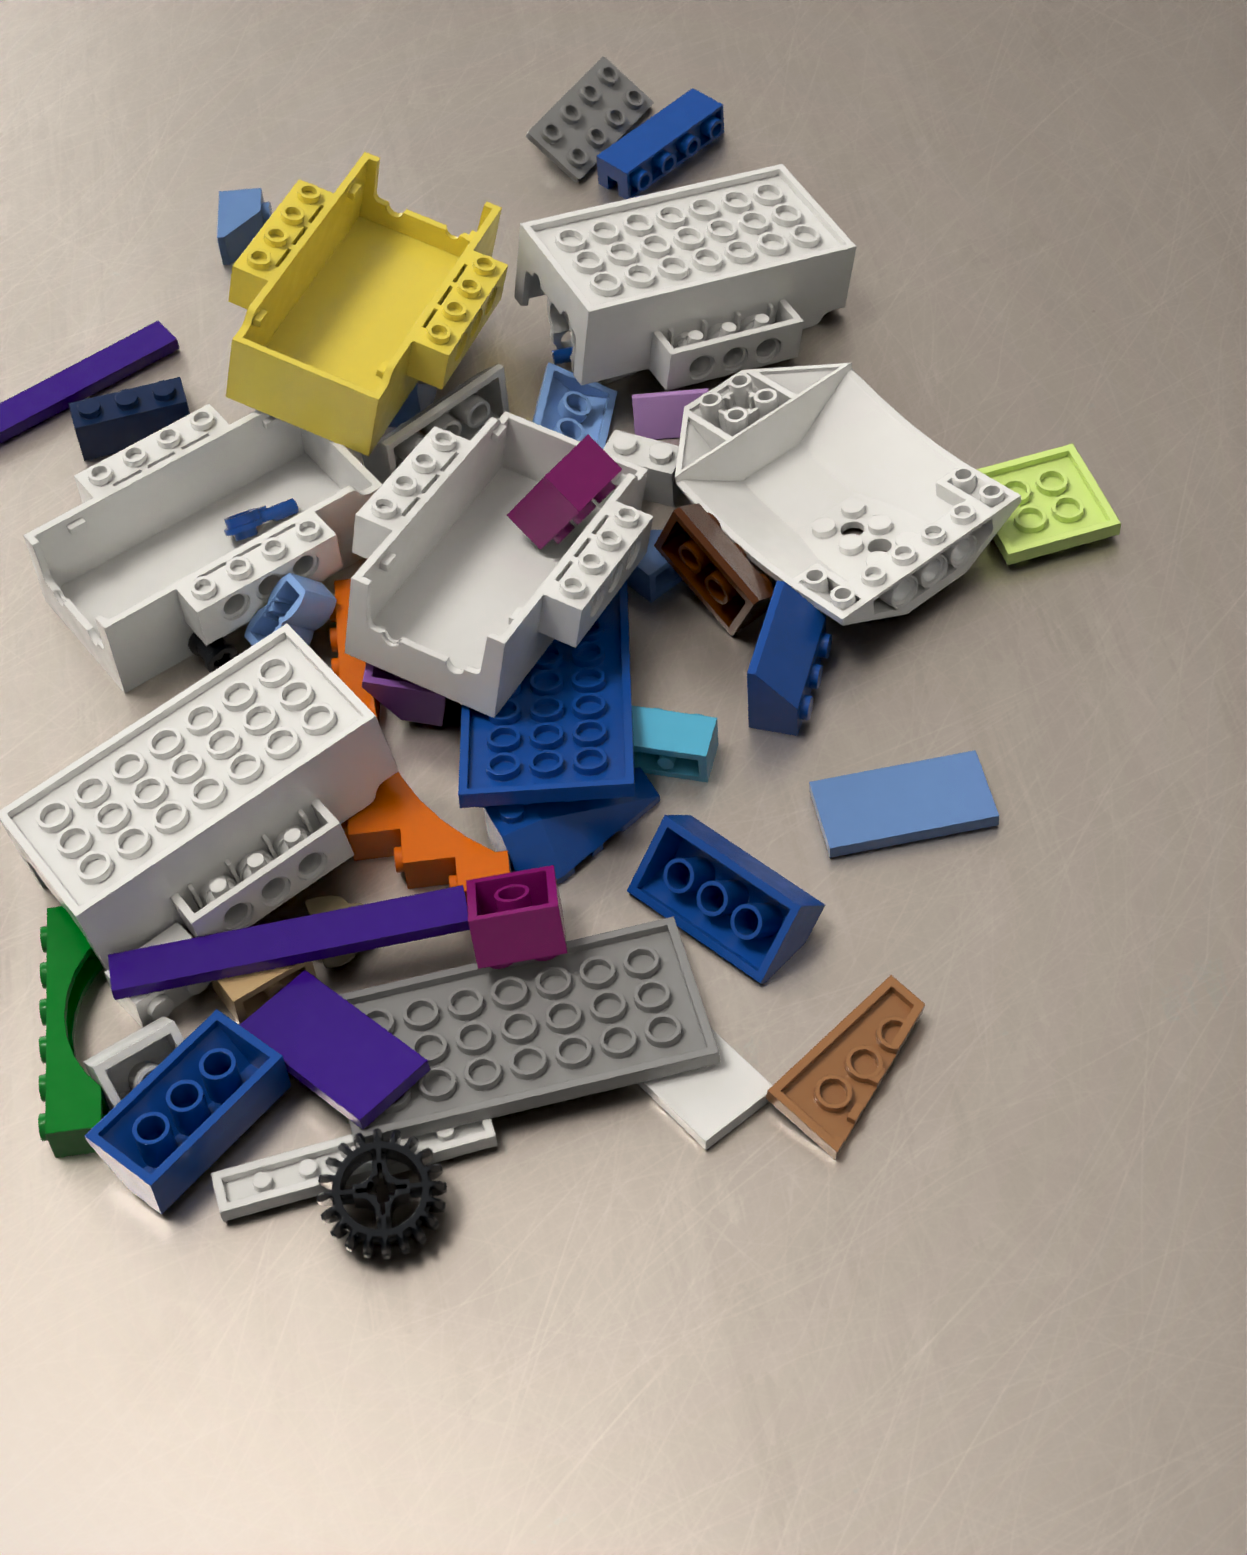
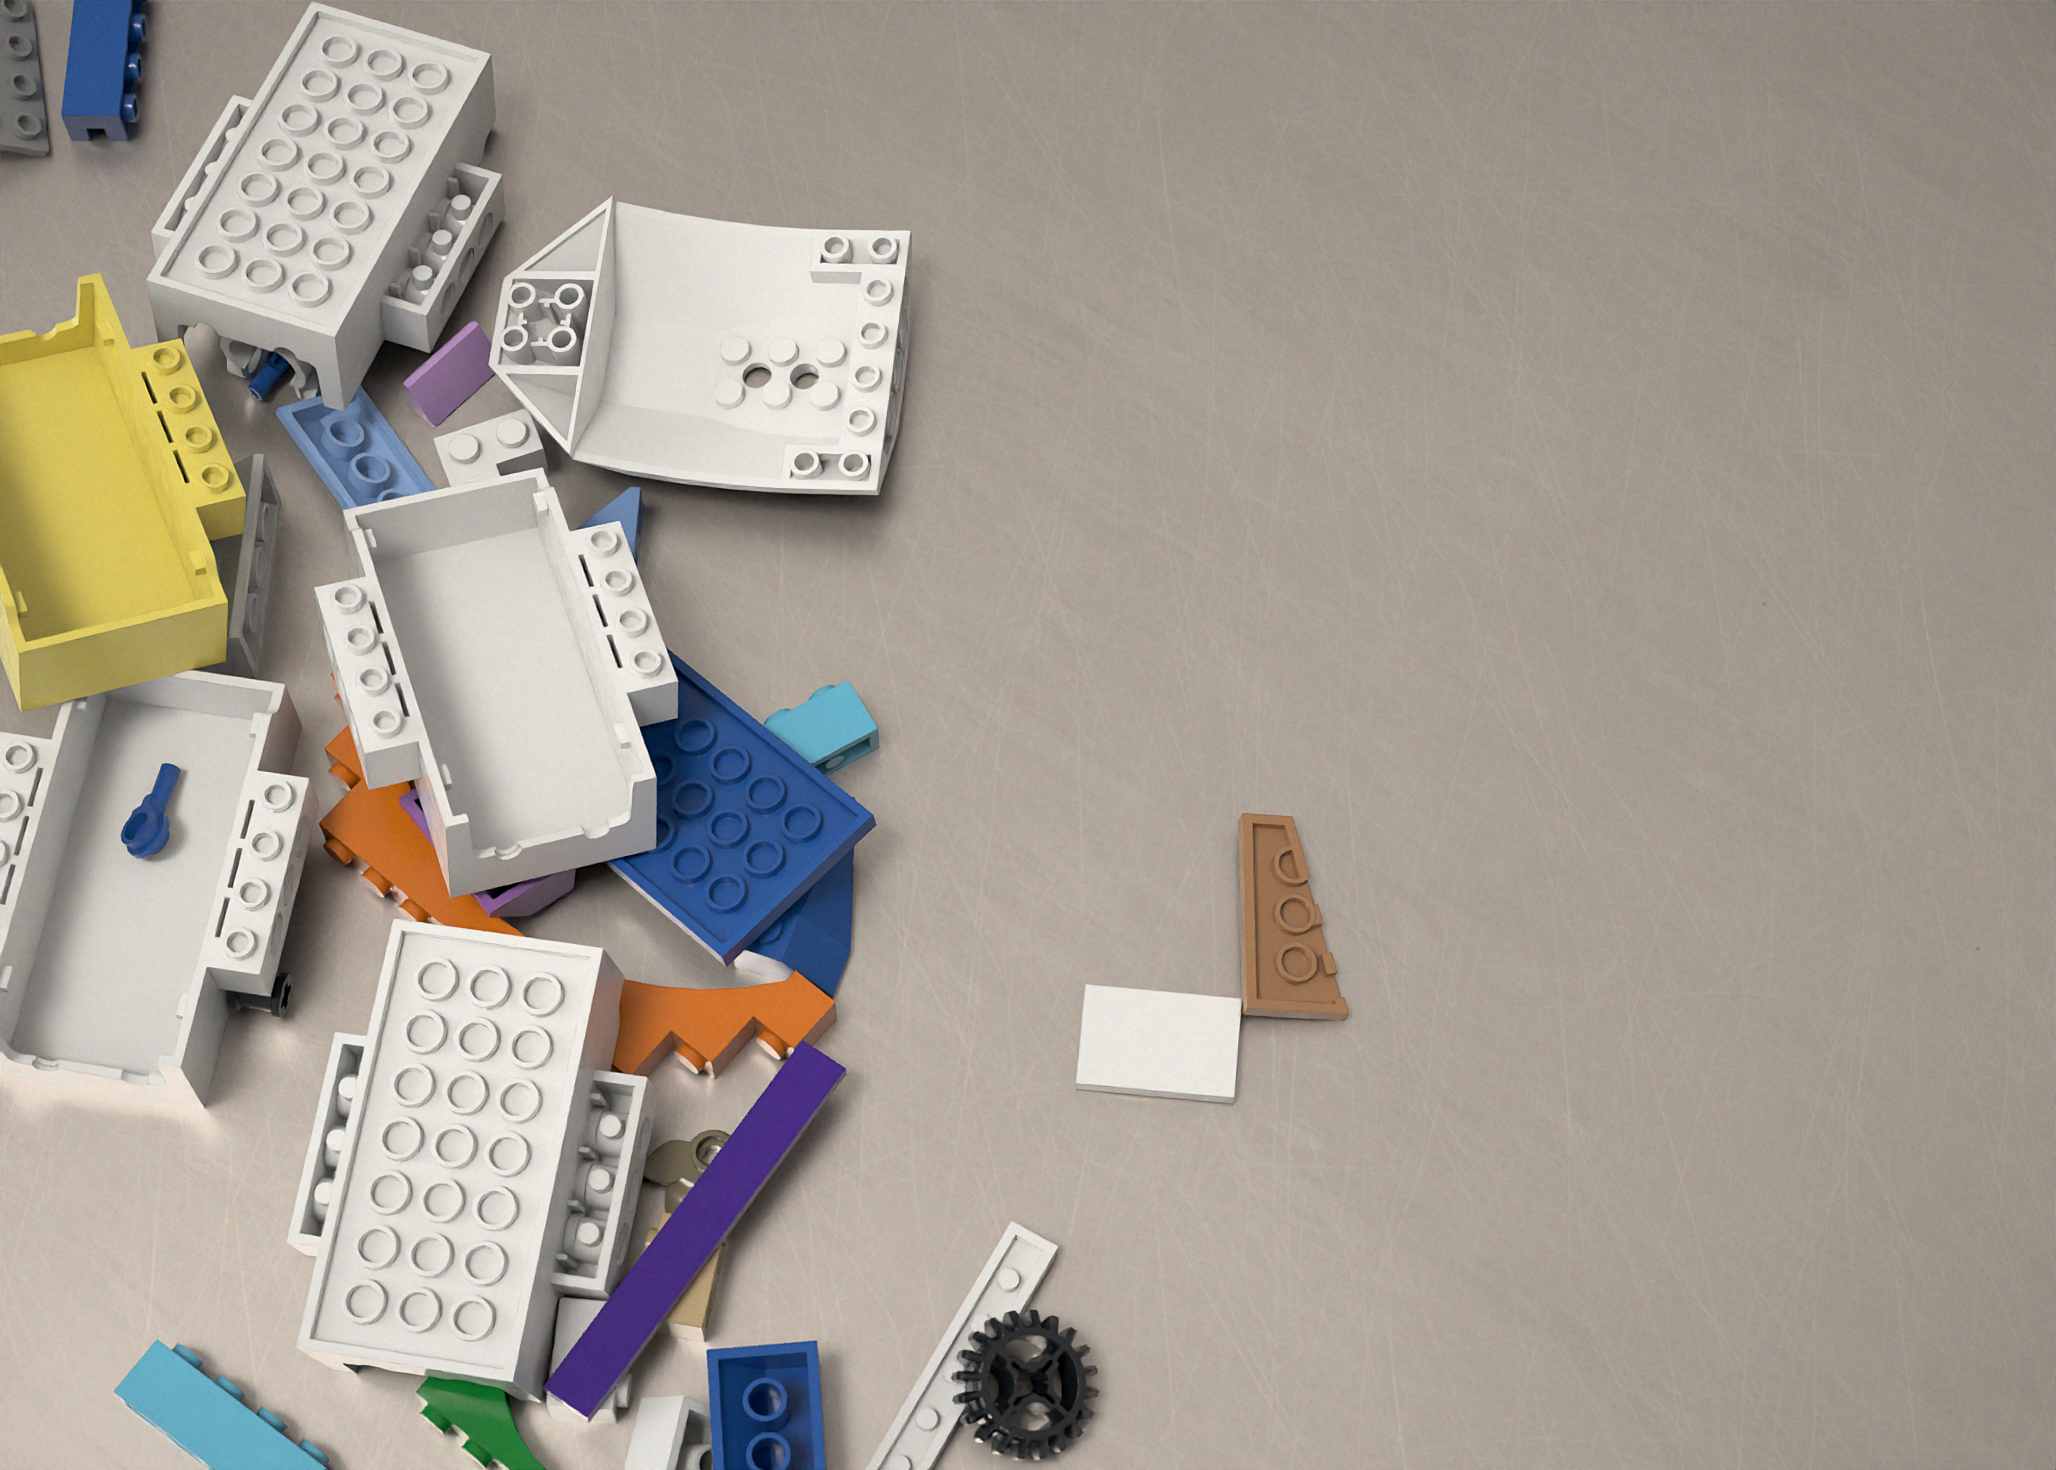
camera: 50 degrees left, 15 degrees up
(295, 602) = (322, 898): light blue brick -> none
(336, 1049) = (841, 1291): dark purple tile -> none
(516, 917) = (879, 1028): magenta brick -> none
(542, 1030) = (974, 1136): light grey plate -> none
(566, 494) = (494, 557): magenta brick -> none
(714, 567) = (696, 522): reddish brown slope -> none
(724, 897) = (1022, 853): blue slope -> none
(786, 663) = (850, 572): blue slope -> none
(903, 803) = (1078, 632): medium blue tile -> none
(1057, 506) = (916, 192): yellowish green plate -> none

